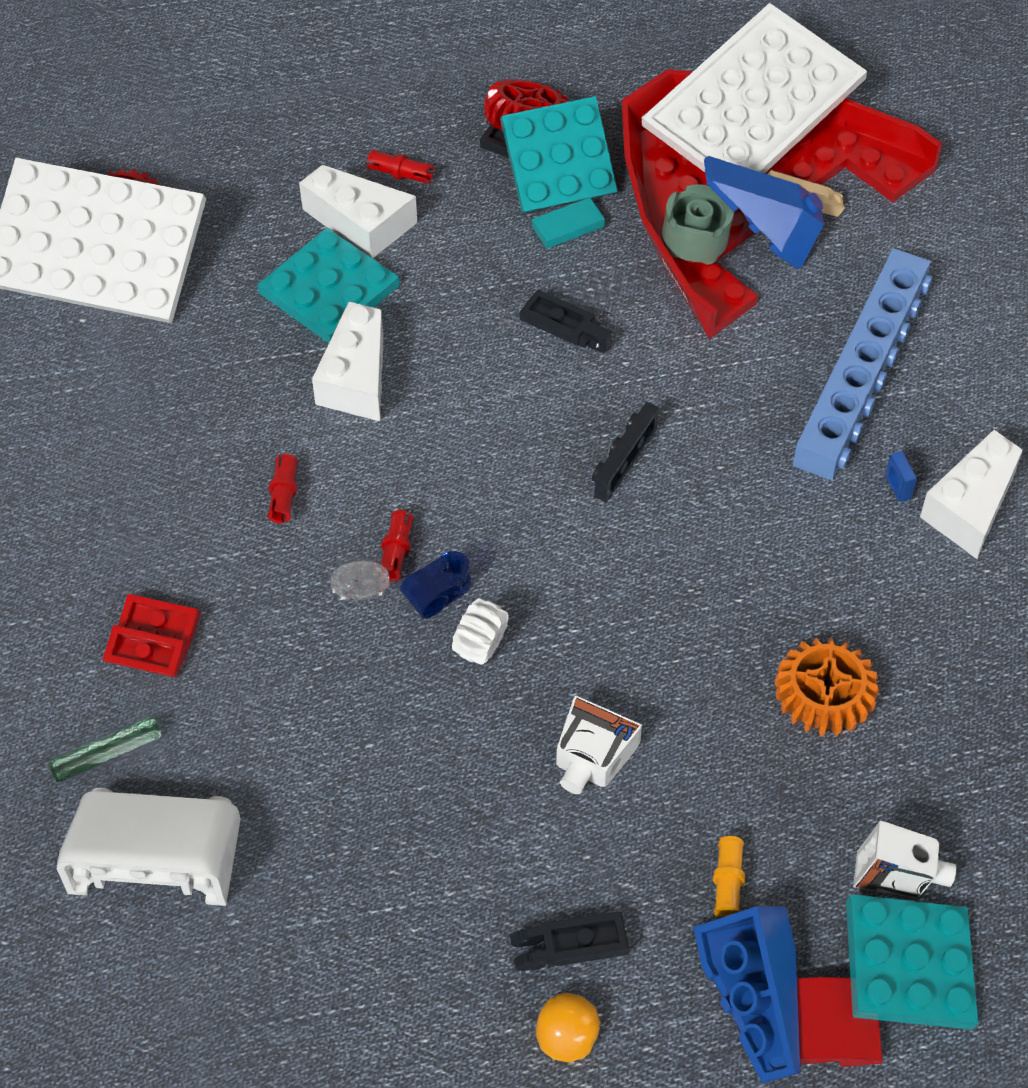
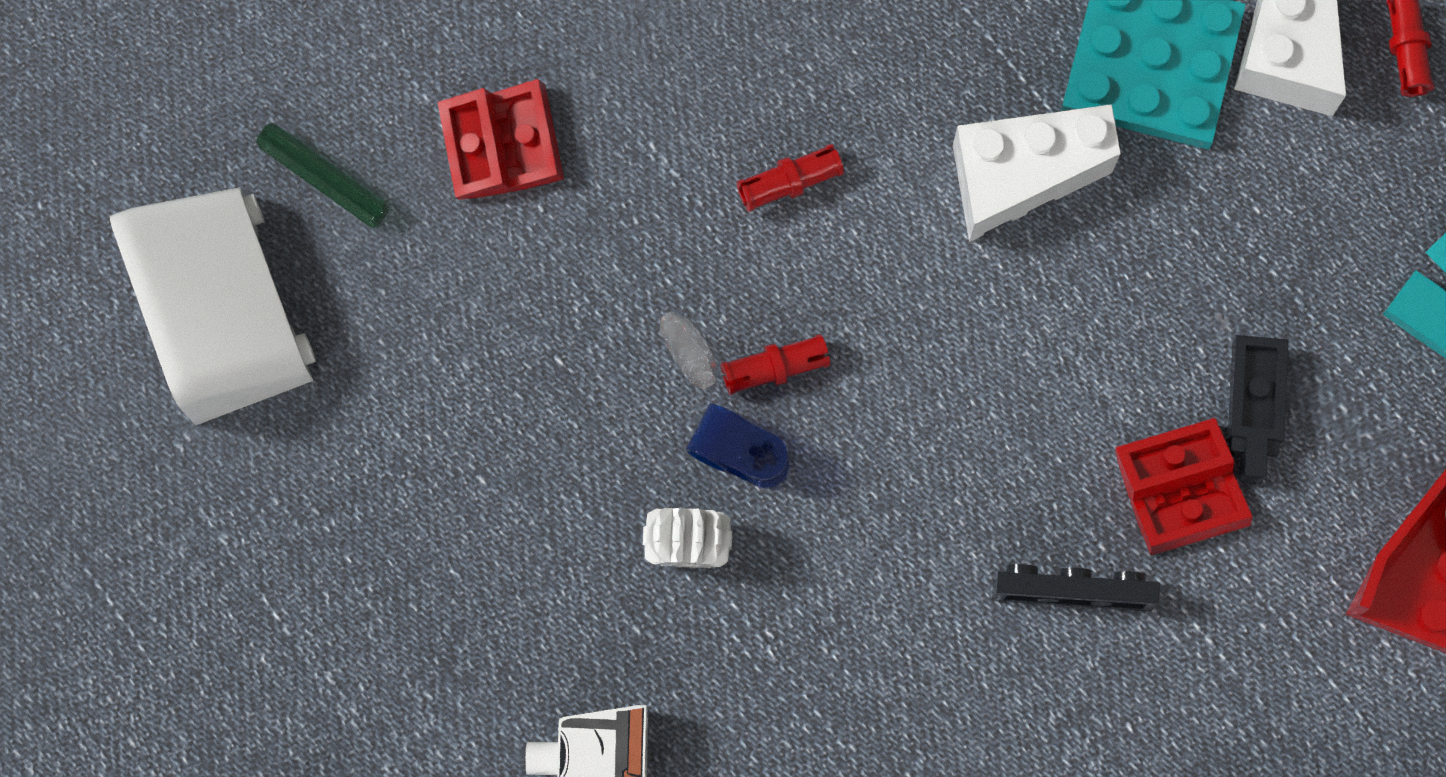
camera: 65 degrees right, 20 degrees up
(592, 378) = (1183, 486): none -> red slope

